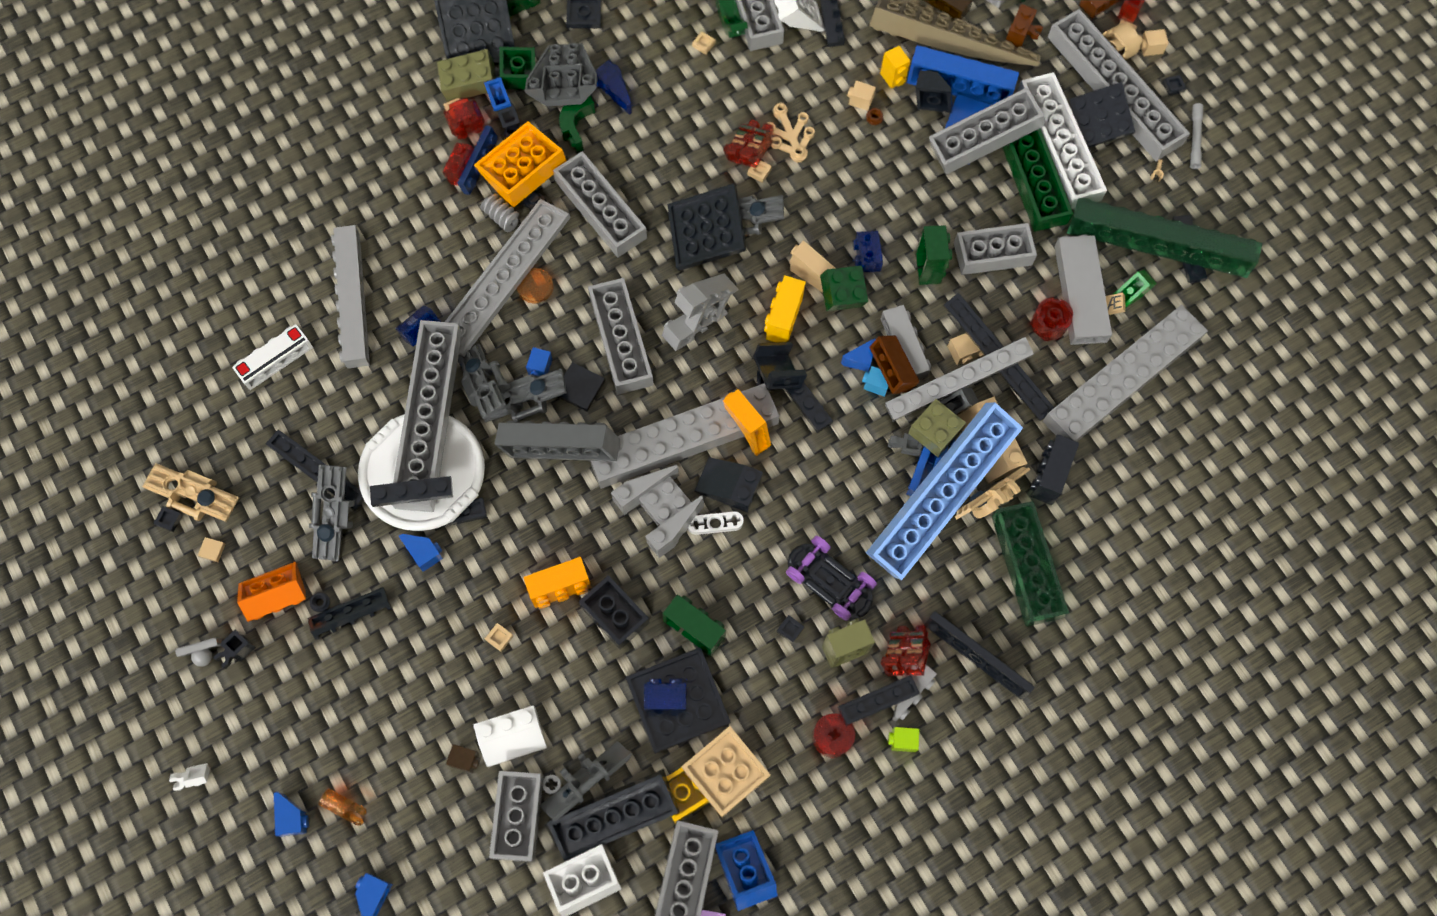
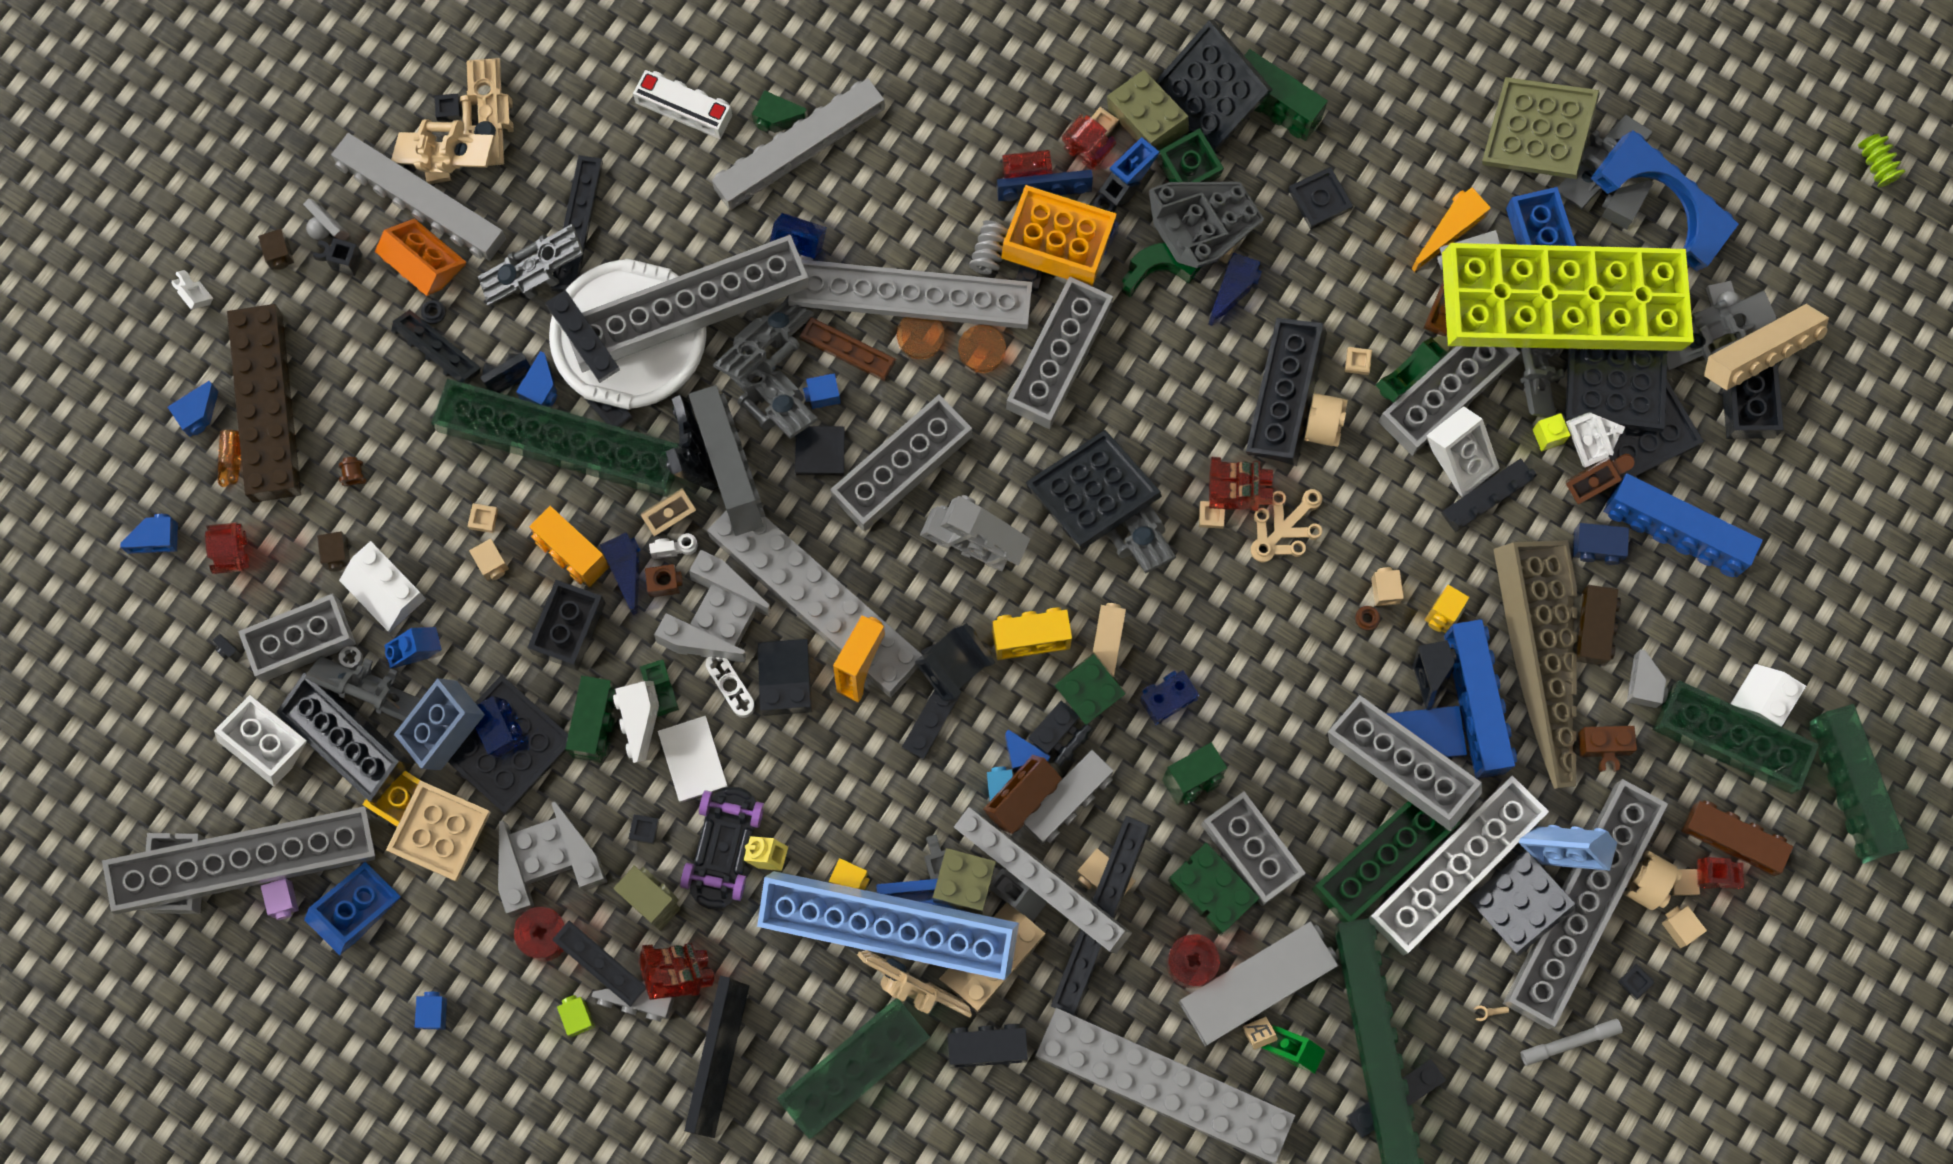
camera: 65 degrees right, 5 degrees up
(199, 695) = (276, 249): none -> dark brown brick
(206, 536) = (444, 157): none -> tan piece
(222, 572) = (419, 197): none -> light grey brick
(315, 759) = (263, 403): none -> dark brown brick
(320, 298) = (776, 113): none -> dark green slope
(400, 565) = (507, 374): none -> black tile
(408, 717) = (351, 472): none -> reddish brown brick
(415, 840) = (226, 548): none -> clear red brick
(469, 555) = (554, 437): none -> clear green brick
(494, 877) = (226, 649): none -> black plate
(517, 335) = (847, 349): none -> reddish brown tile
(533, 465) = (691, 457): none -> black plate
(534, 646) = (489, 560): none -> tan brick
(567, 252) = (982, 348): none -> clear orange tile
(569, 503) = (668, 511): none -> tan brick
(569, 733) = (412, 646): none -> blue slope
(593, 519) = (665, 548): none -> white plate
(594, 553) = (624, 563): none -> clear blue slope
(616, 540) = (653, 576): none -> reddish brown brick
(644, 734) = (439, 724): none -> sand blue brick
(692, 572) = (658, 674): none -> dark green slope
(700, 89) = (1287, 390): none -> black arch
(708, 587) = (639, 713): none -> white slope
(735, 74) = (1325, 420): none -> tan brick
(755, 573) = (692, 759): none -> white tile
(773, 708) = (541, 853): none -> light grey wedge
(850, 552) = (765, 853): none -> light yellow brick
(852, 844) = (431, 1011): none -> blue brick
(855, 328) = (1055, 728): none -> black brick
(891, 505) = (849, 875): none -> yellow brick
(1008, 284) = (1213, 887): none -> dark green piece
(1083, 68) = (1570, 847): none -> light blue slope

